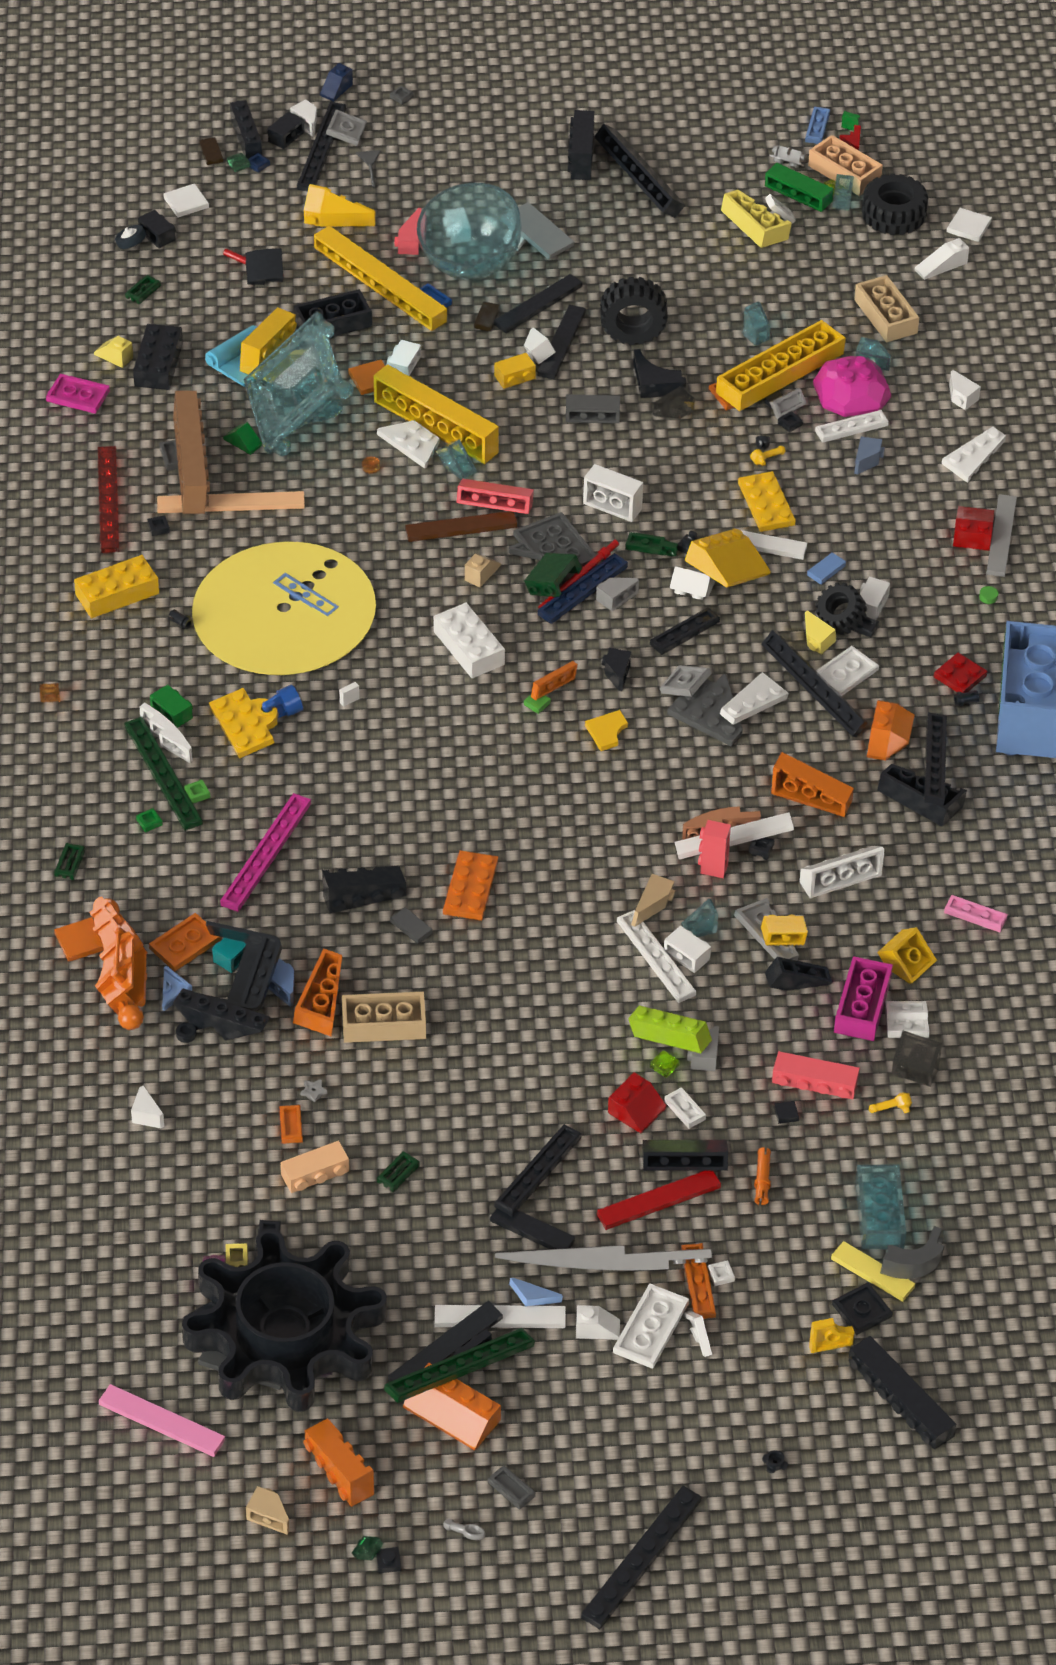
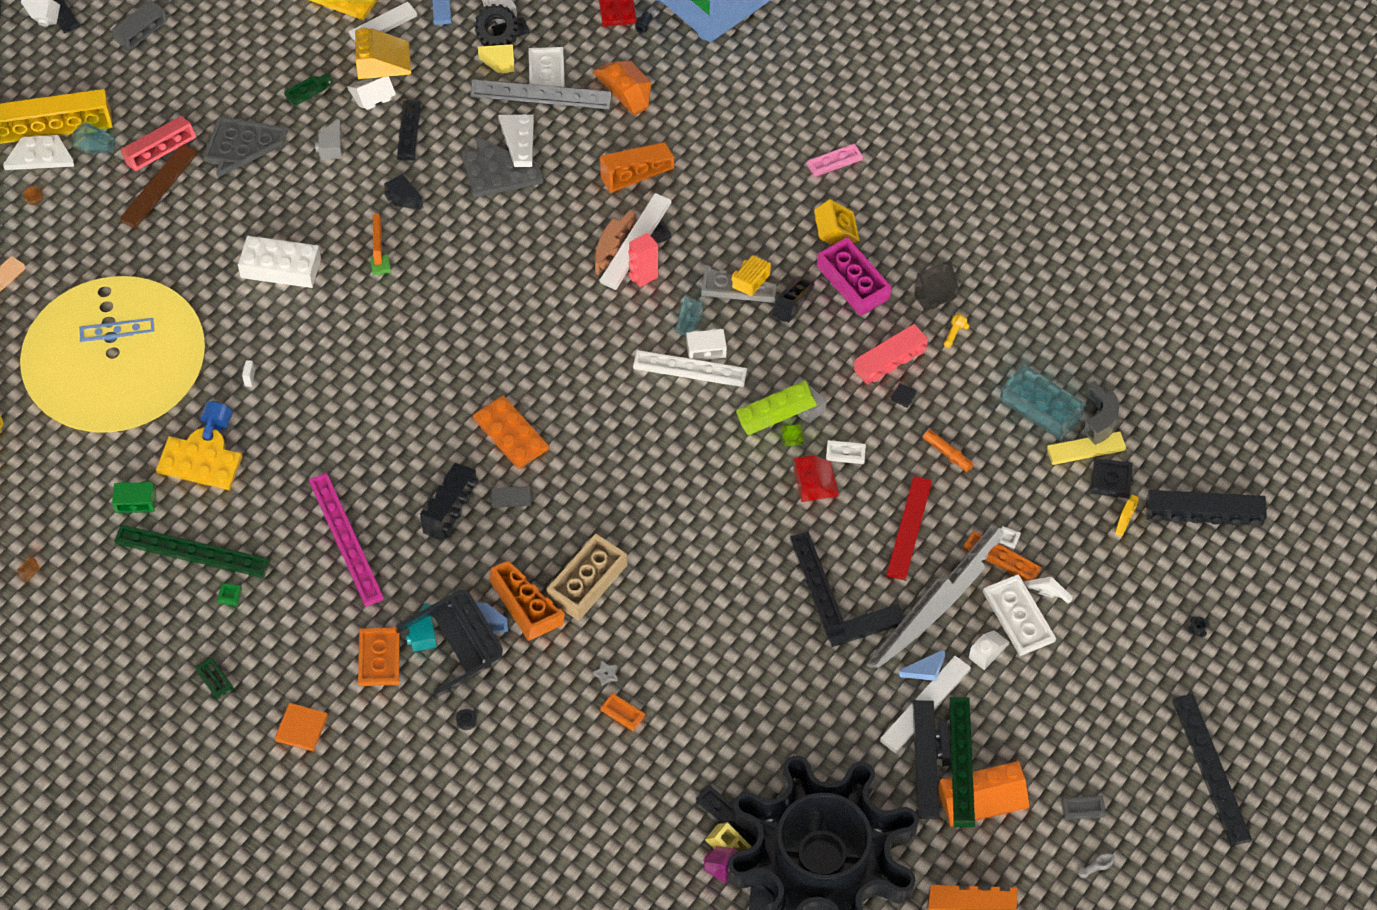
camera: 50 degrees left, 10 degrees up
(124, 964) = (377, 719): orange piece -> none
(146, 1110) = (520, 800): white slope -> none
(169, 735) = (164, 519): white slope -> none
(172, 986) = (413, 696): light blue tile -> none
(183, 620) = (49, 428): black pin -> none
(197, 791) = (237, 541): bright green plate -> none
(226, 1018) = (489, 683): black slope -> none
(315, 1167) = (683, 725): light nougat brick -> none
(392, 1182) = (736, 687): dark green tile -> none
(480, 569) = (217, 205): tan slope -> none
(514, 370) = (47, 42): yellow brick -> none
(550, 572) = (275, 165): dark green panel -> none
(582, 588) = (304, 158): dark blue plate -> none
(602, 554) = (289, 122): red bar -> none
(606, 729) = (451, 244): yellow tile -> none
(613, 493) = (239, 72): white brick -> none
(654, 898) = (640, 328): tan slope -> none
(684, 544) = (332, 66): black tile -> none
(685, 680) = (460, 163): light grey tile -> none
(685, 1155) = (891, 483): black brick -> none
(842, 871) = (726, 203): white slope -> none
(906, 1016) = (892, 265): white slope -> none
(908, 790) = (706, 110): black wedge -> none
(935, 759) = (690, 77): black plate -> none

